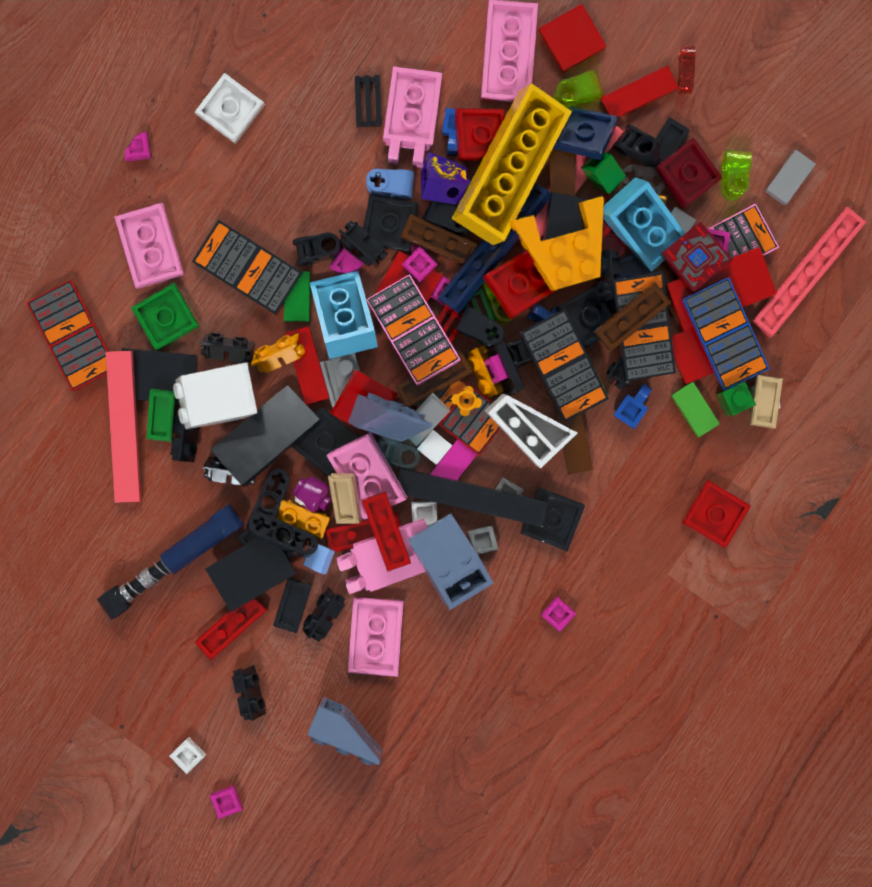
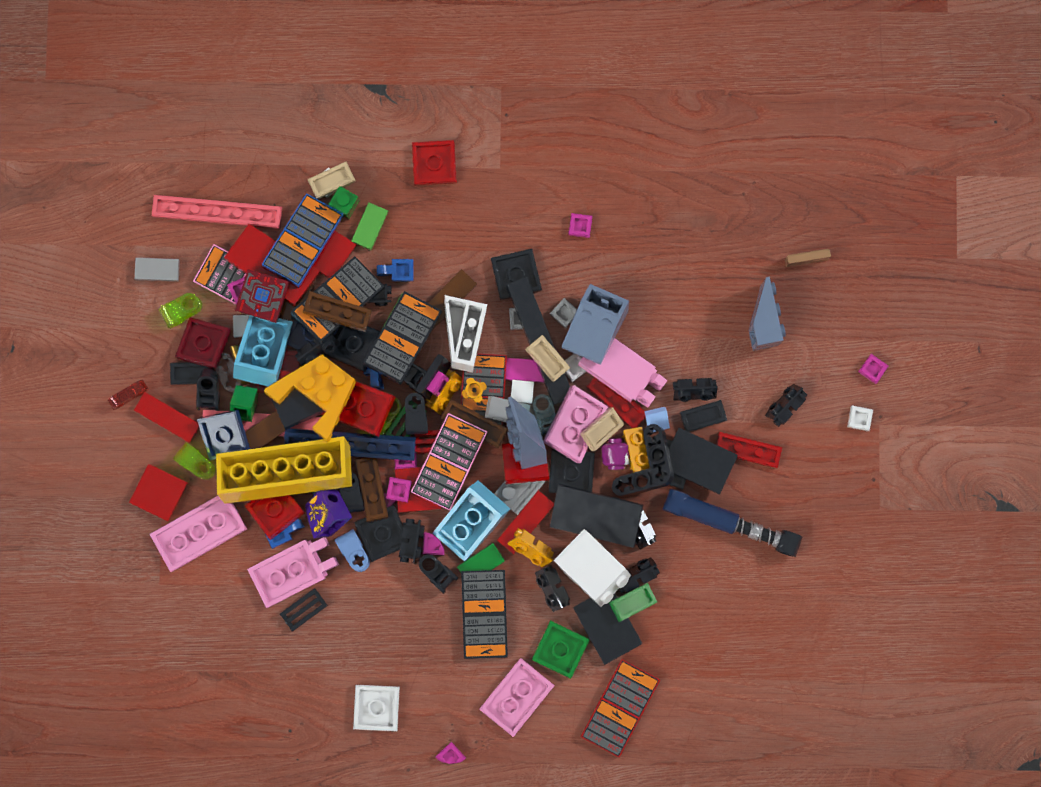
camera: 130 degrees left, 5 degrees down
(123, 426) = (659, 623): coral tile -> none
(375, 636) = (684, 342): bright pink tile -> none
(376, 814) = (807, 257): none -> medium nougat tile
(386, 531) = (605, 383): red tile -> none
(448, 492) = (547, 358): none -> tan tile

